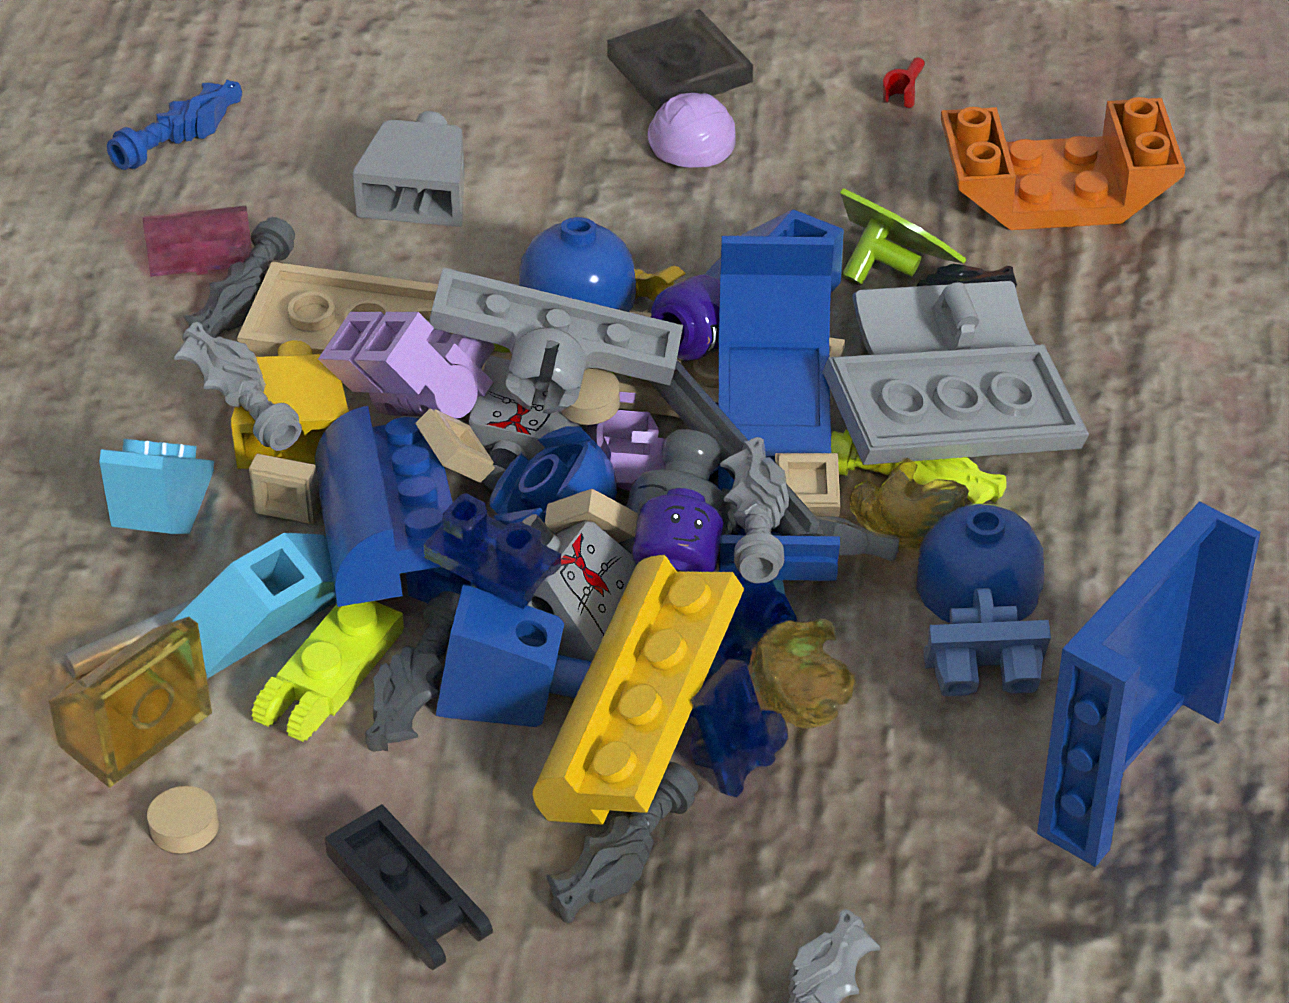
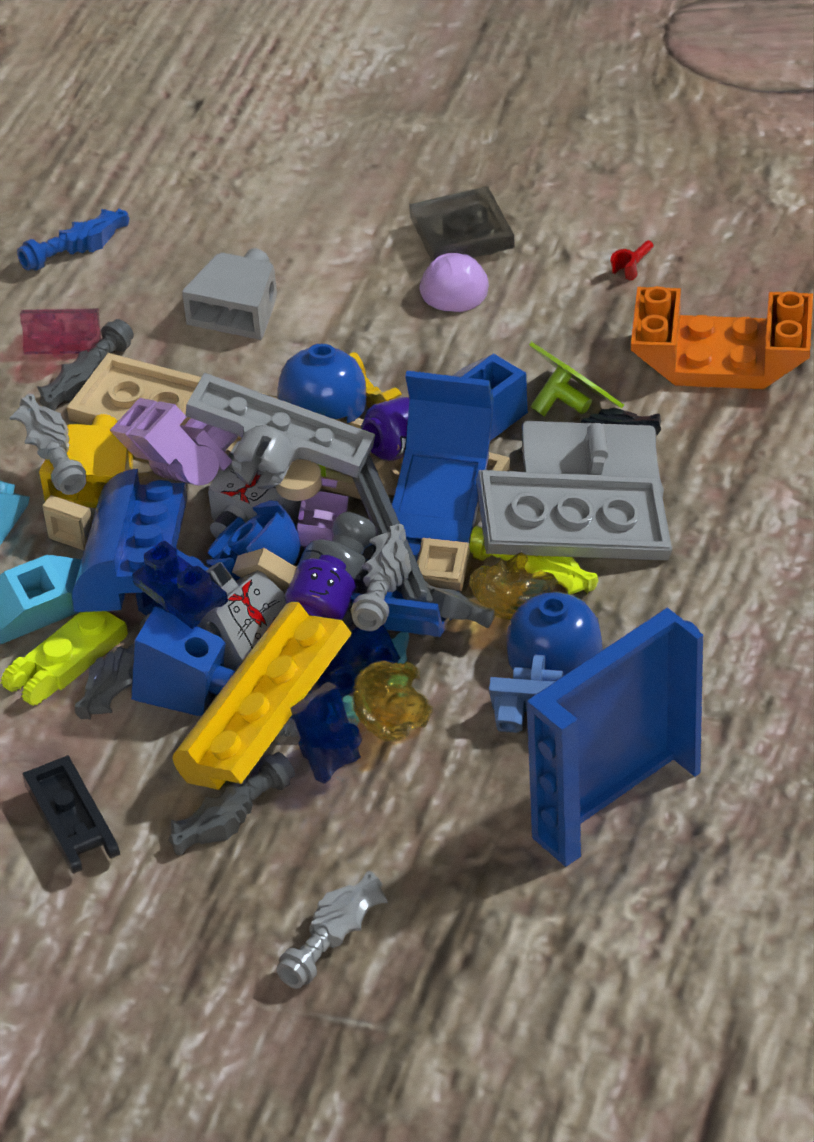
camera: 15 degrees right, 0 degrees up
(455, 445) = (191, 505): tan tile -> none

